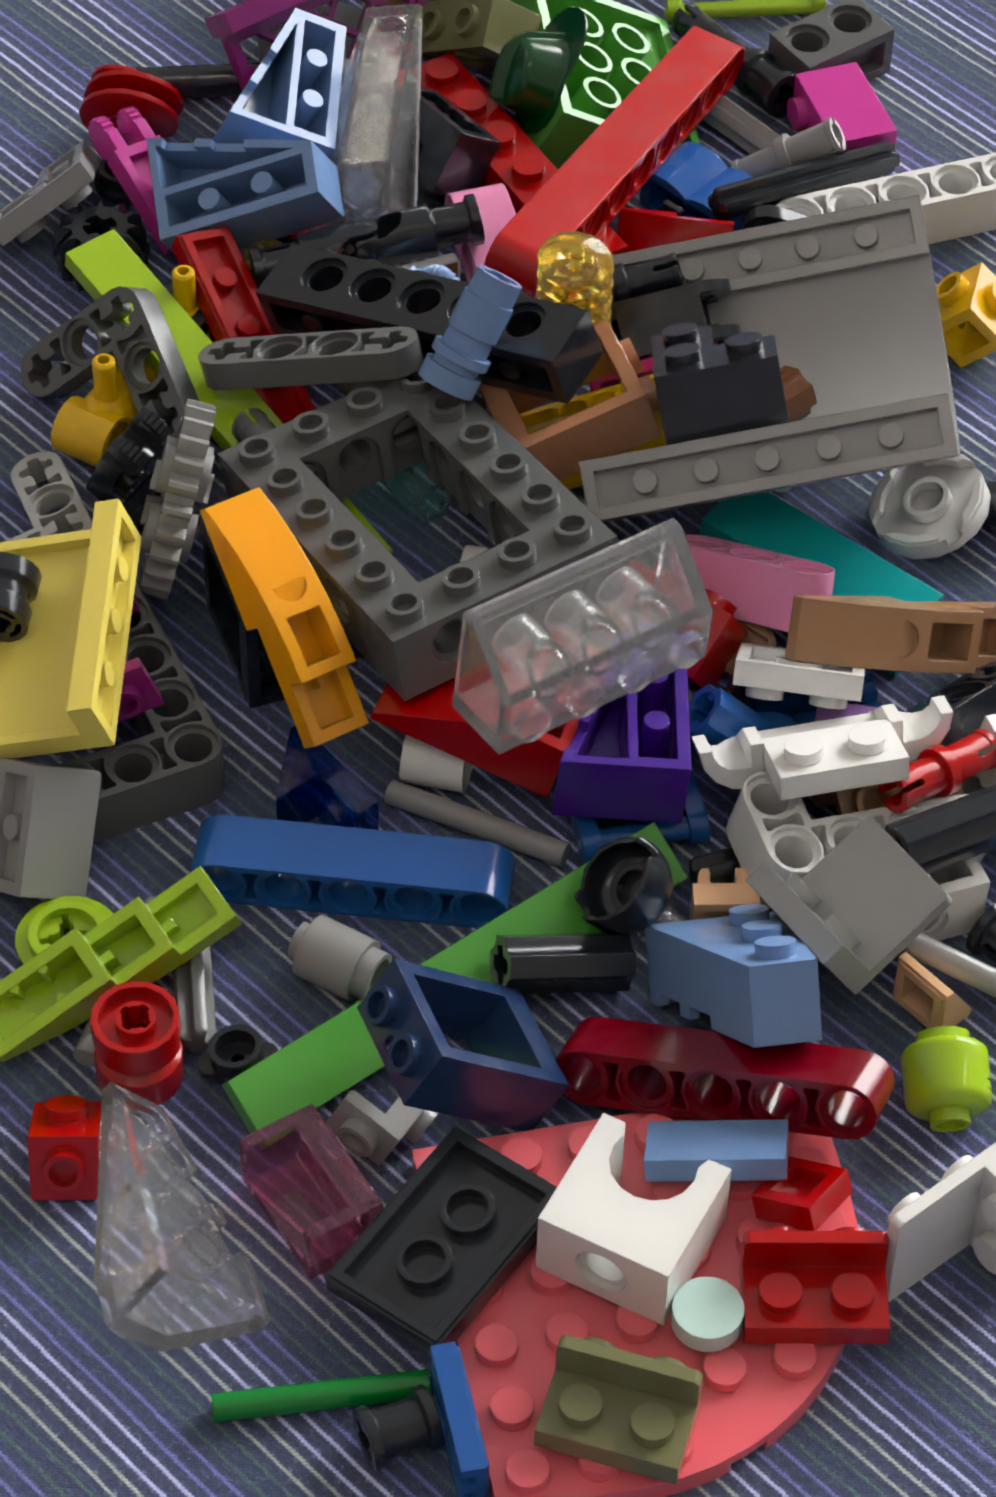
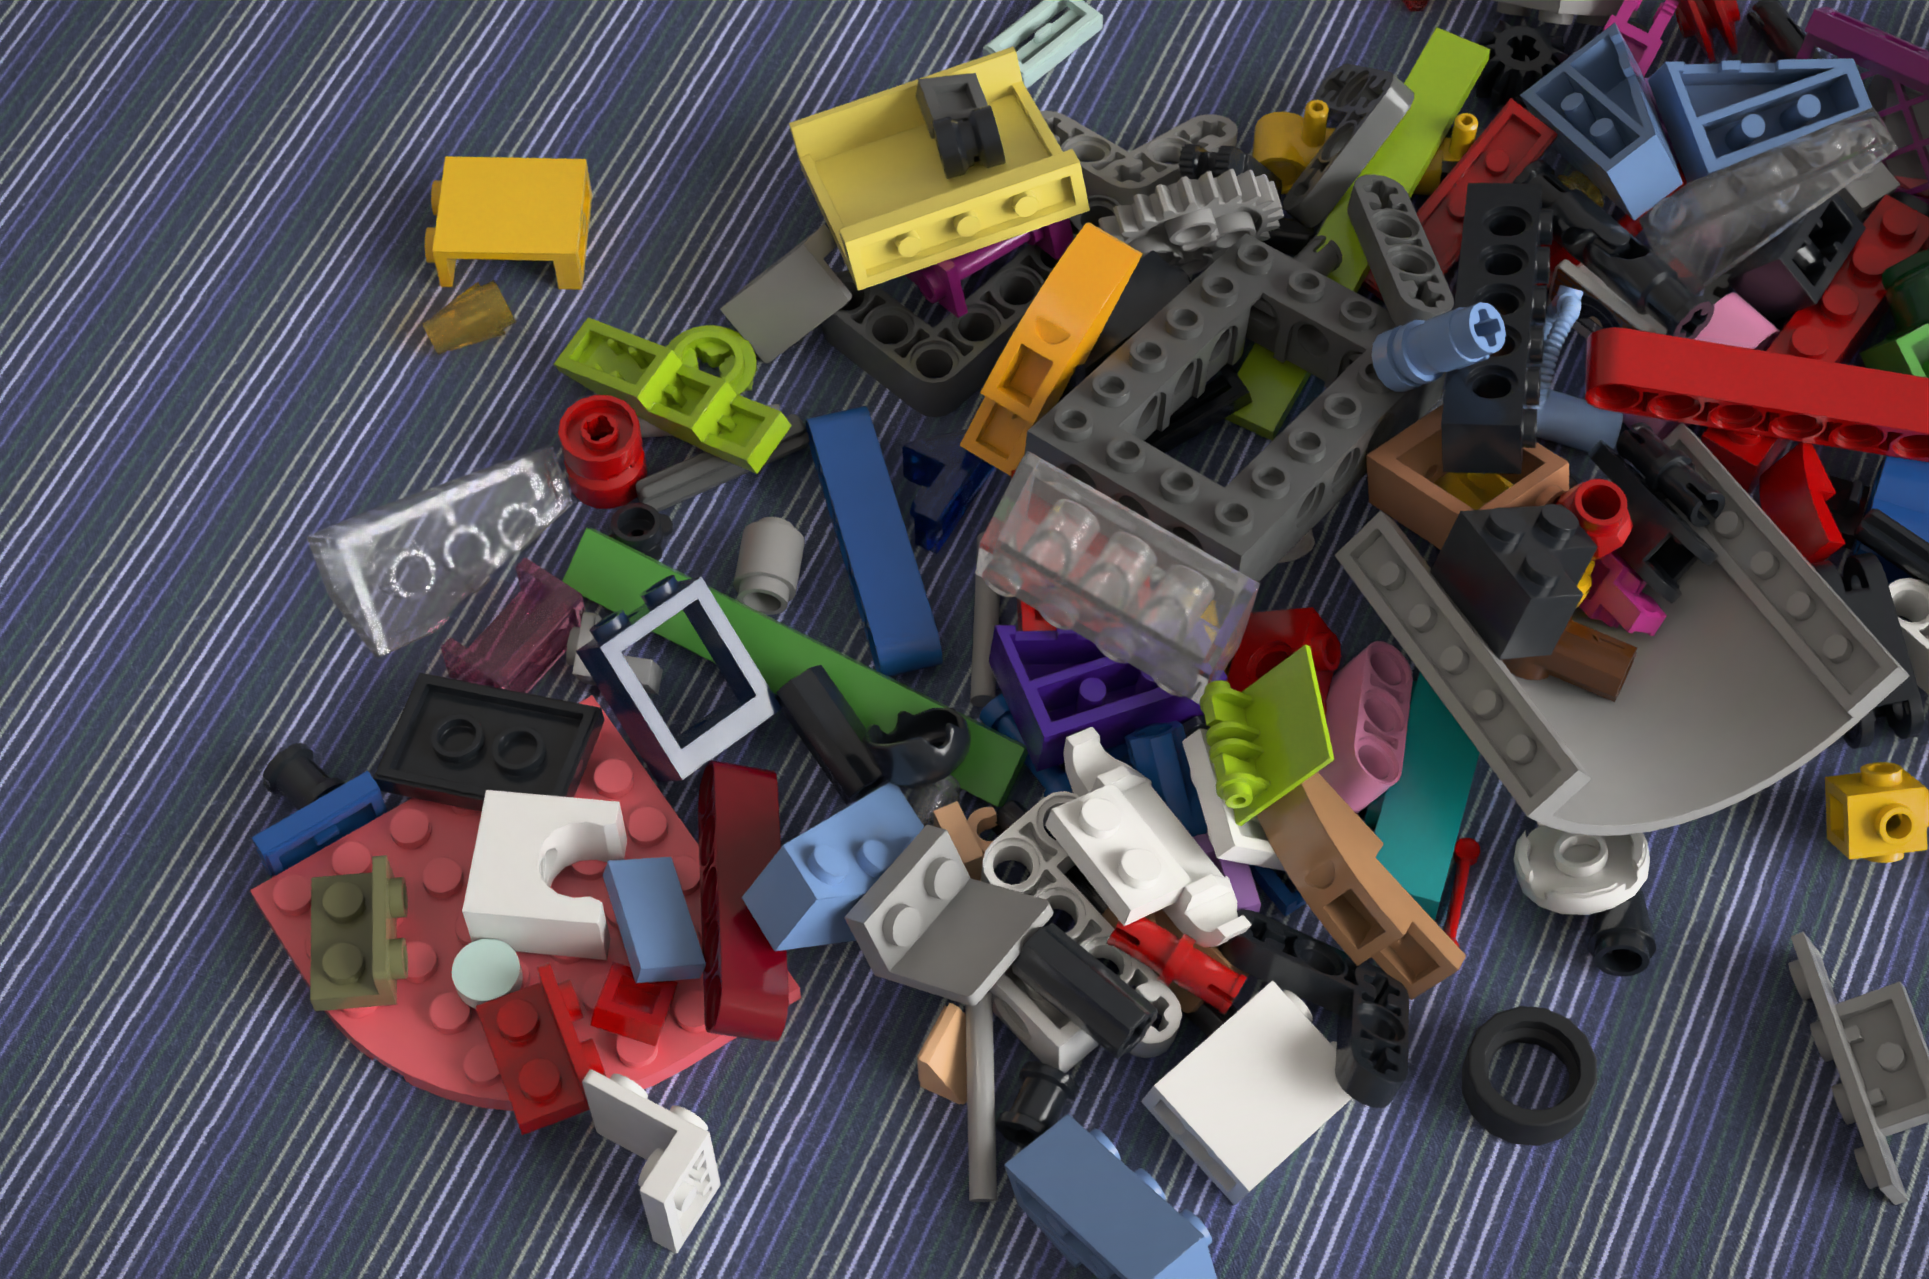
camera: 70 degrees right, 10 degrees up
(64, 1149) = (492, 438): red bracket -> none
(316, 1395) = (322, 711): green bar -> none
(577, 272) = (1581, 415): clear yellow piece -> none
(660, 311) = (1600, 512): none -> red rock
(785, 598) = (1266, 735): none -> lime hinge
(946, 1078) = (845, 1096): lime head -> none

